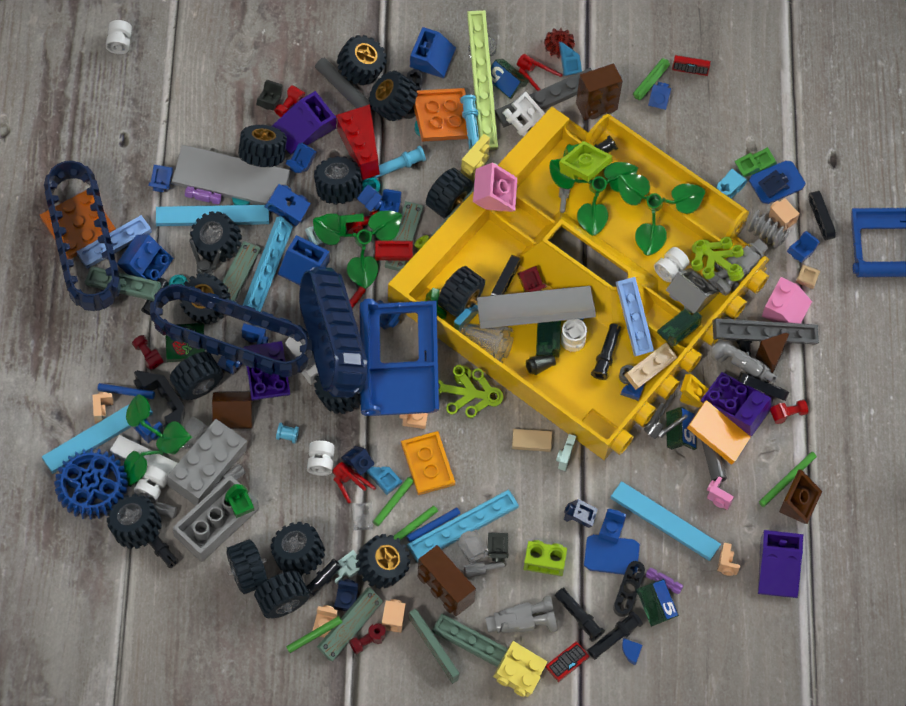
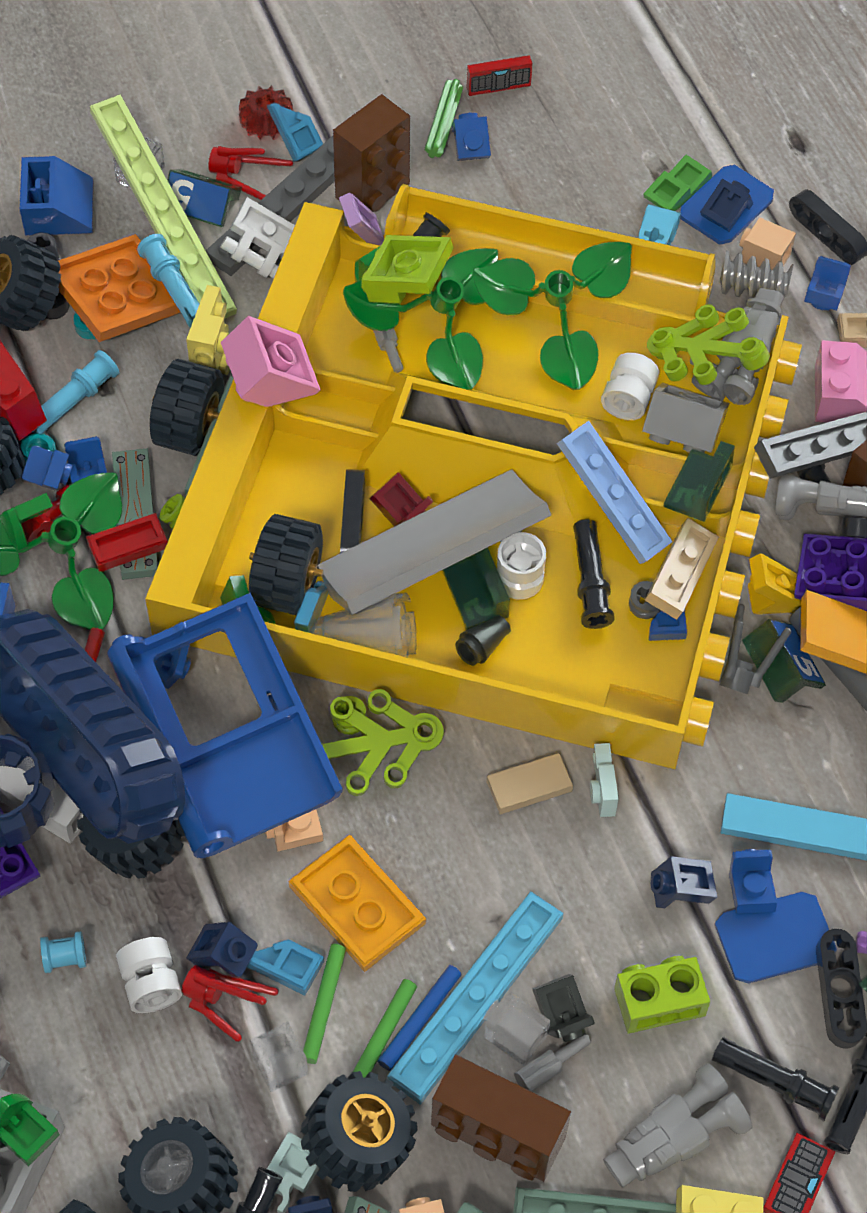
camera: 20 degrees left, 5 degrees down
(578, 124) = (361, 219): none -> lavender tile

